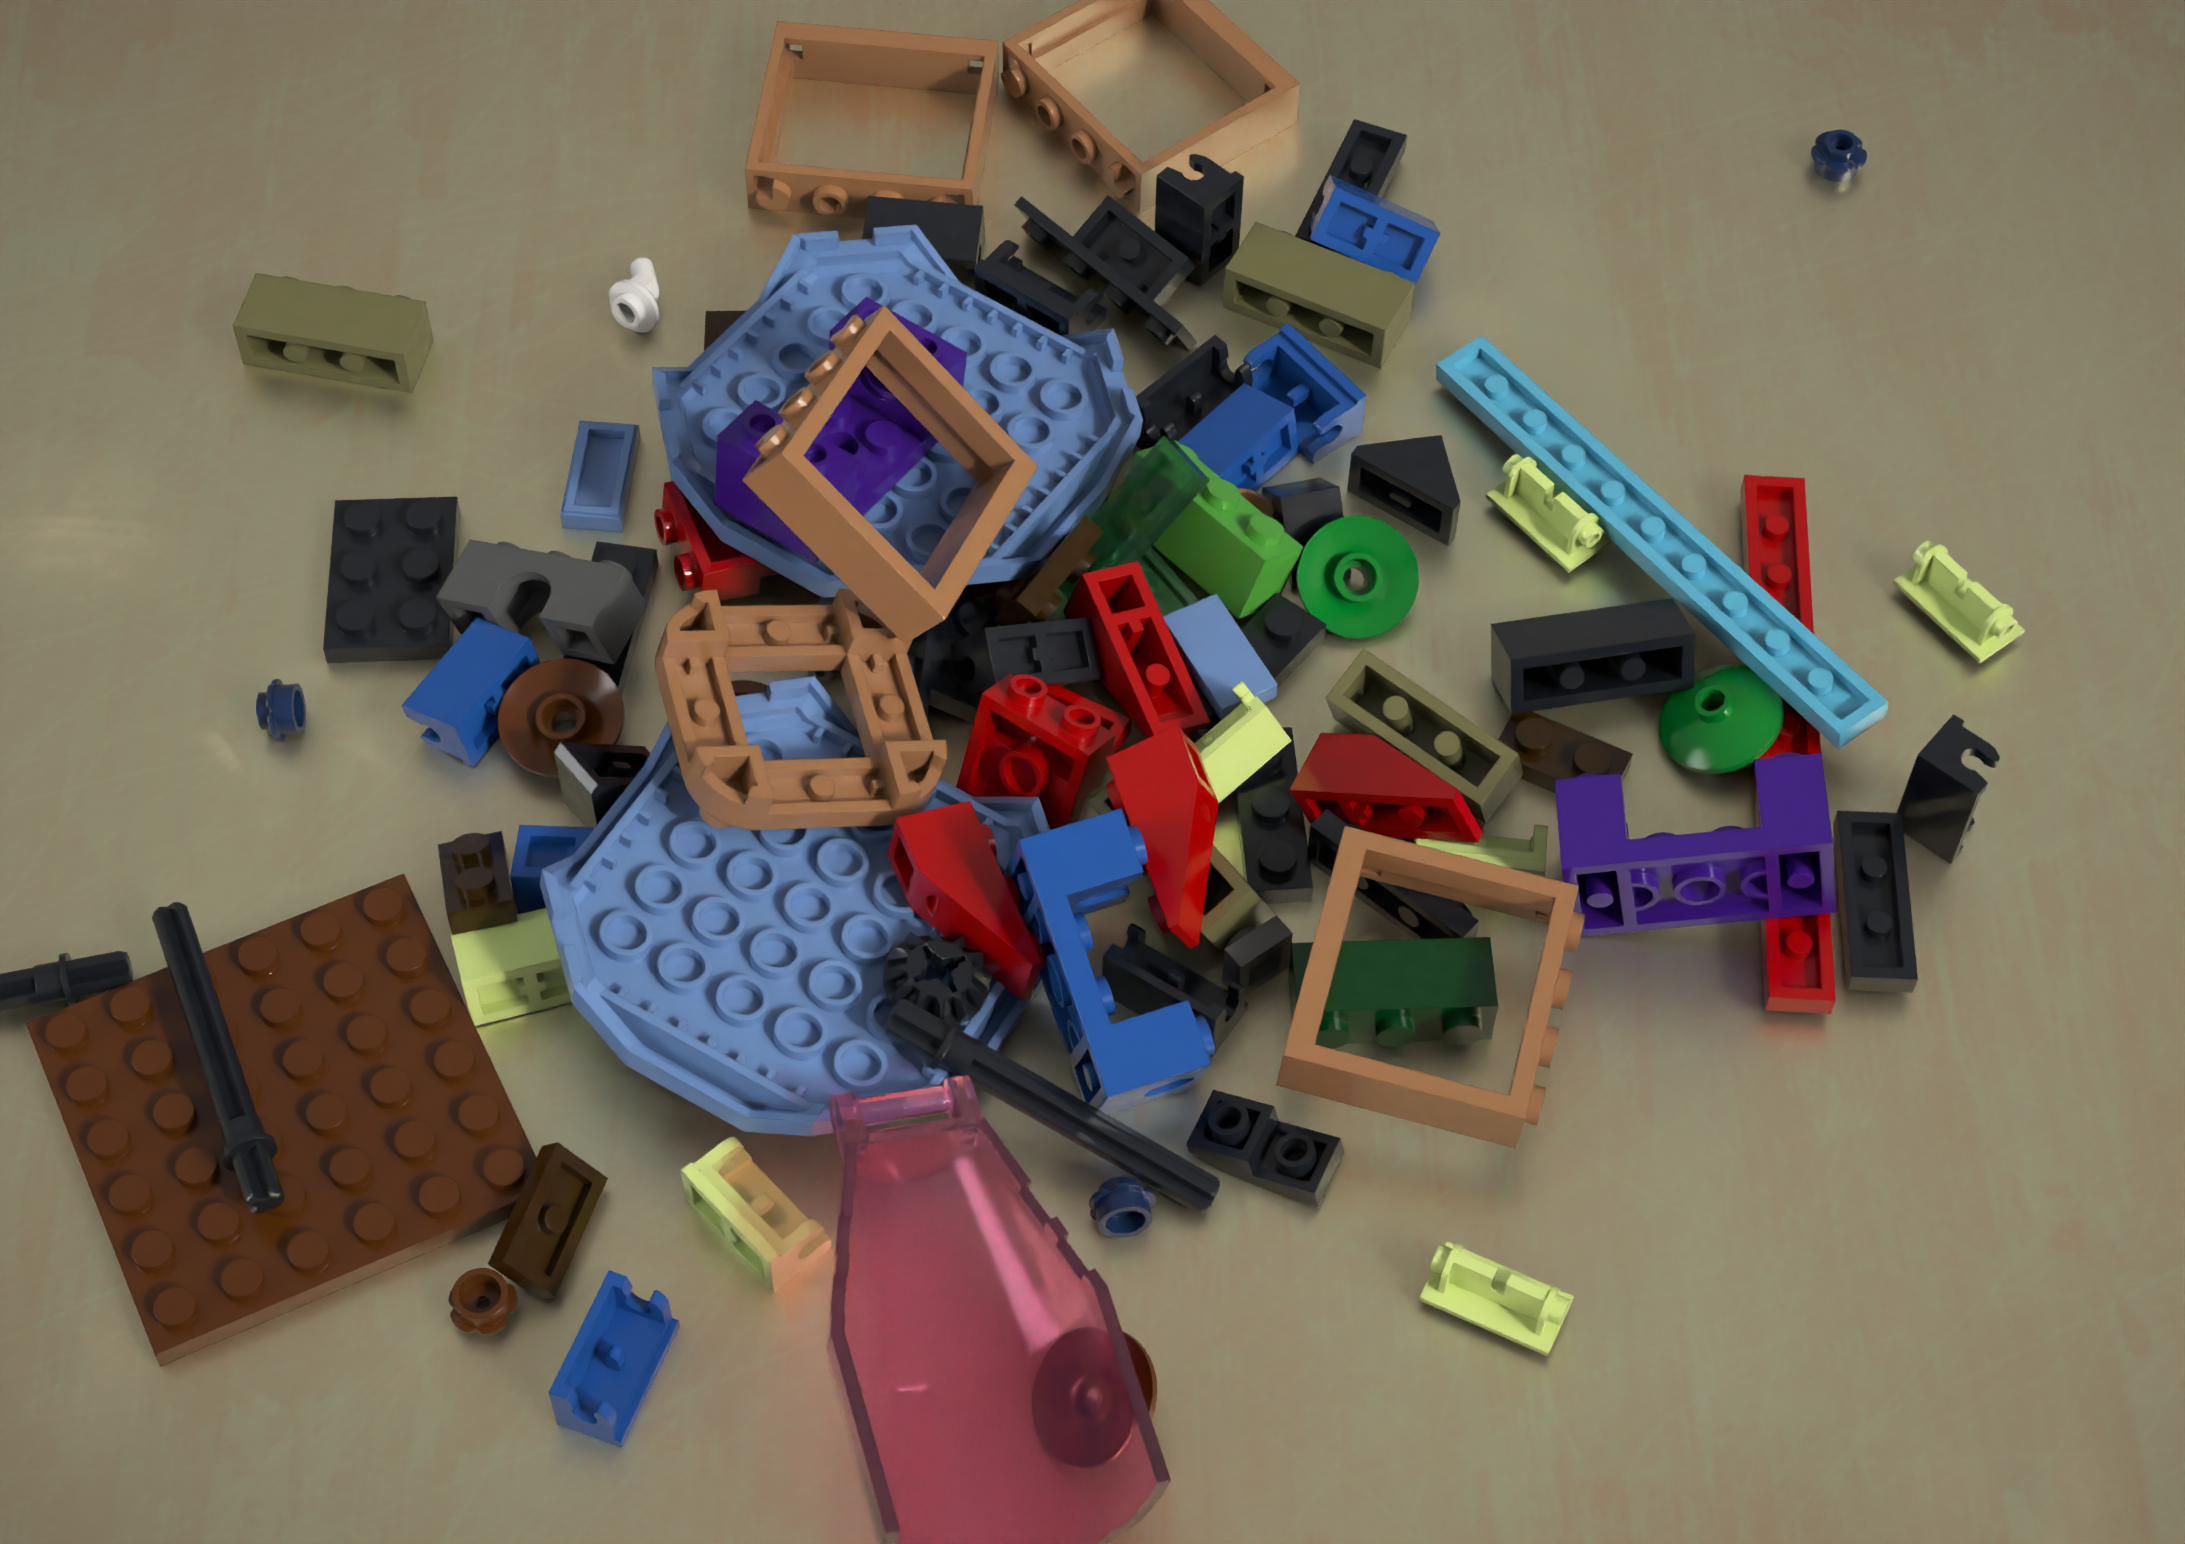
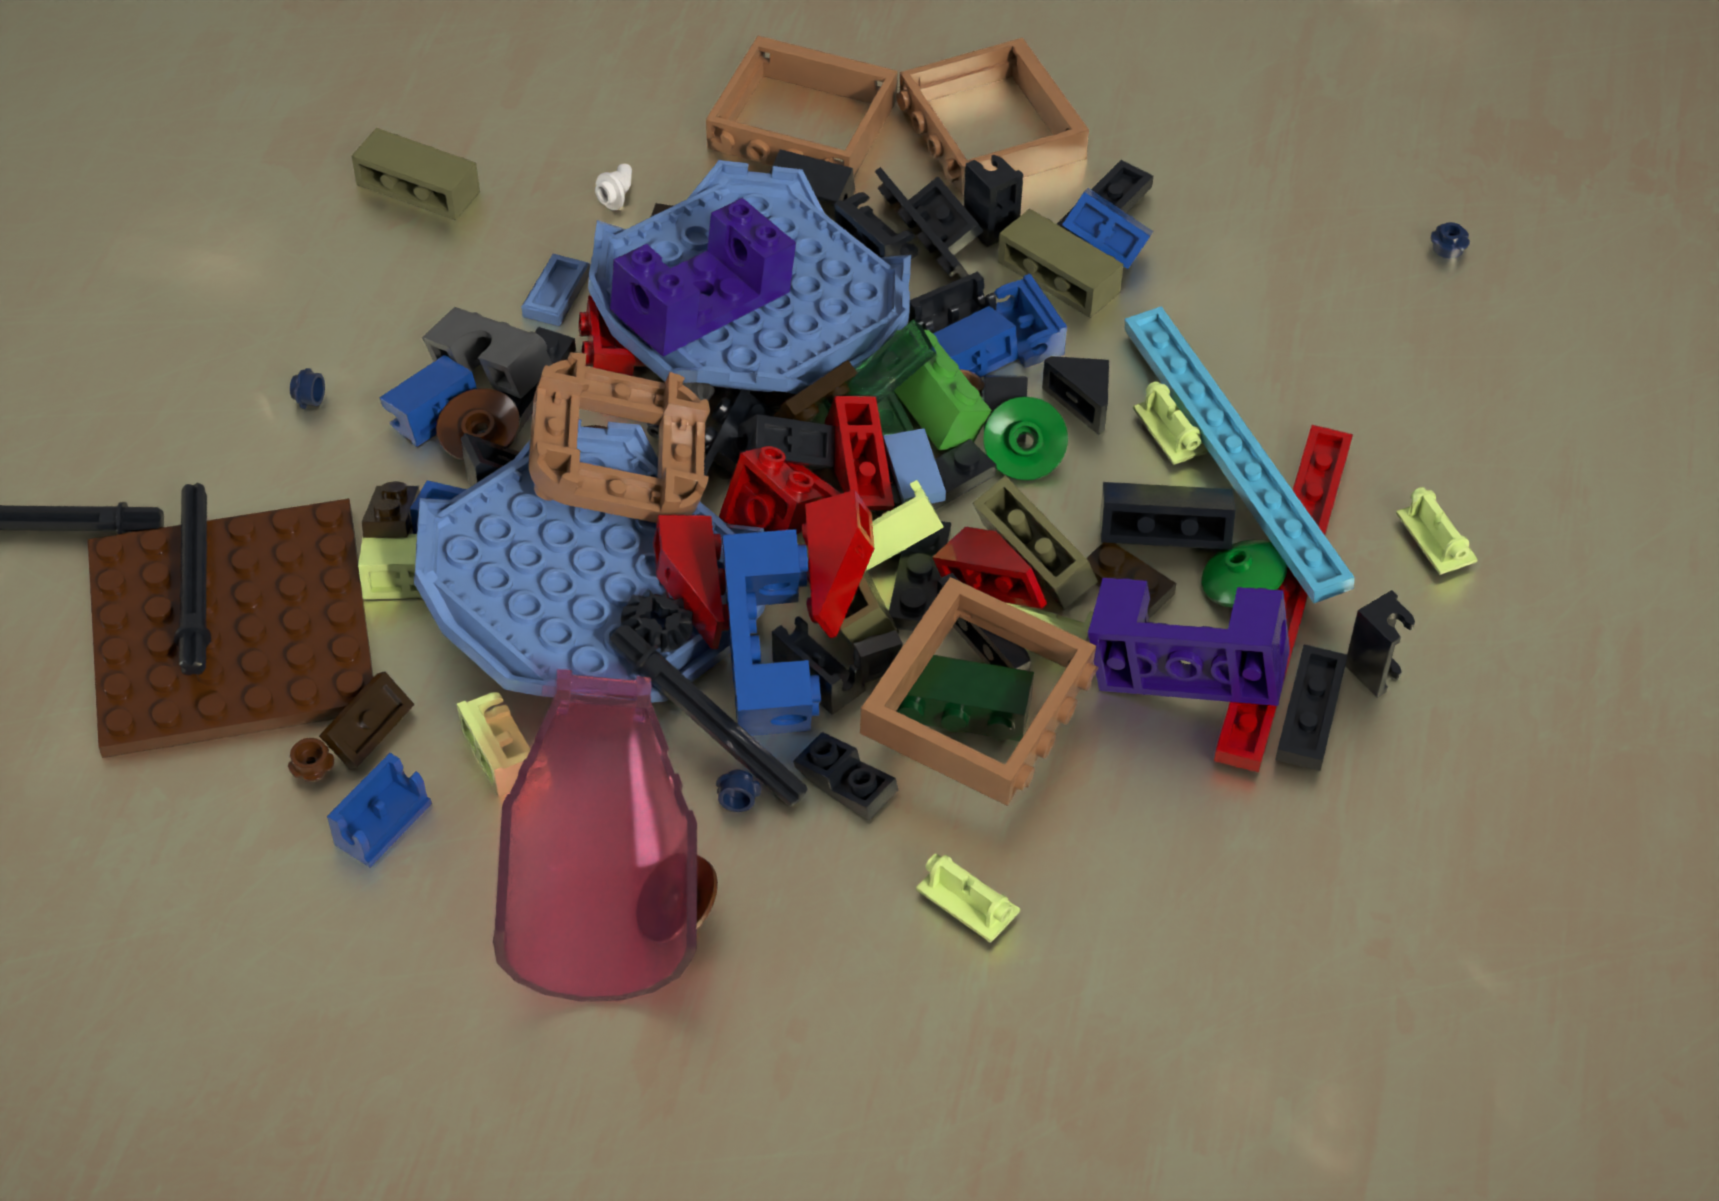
camera: 15 degrees right, 5 degrees down
(386, 579) = (396, 321): black plate -> none
(835, 529) = (670, 331): medium nougat window -> none

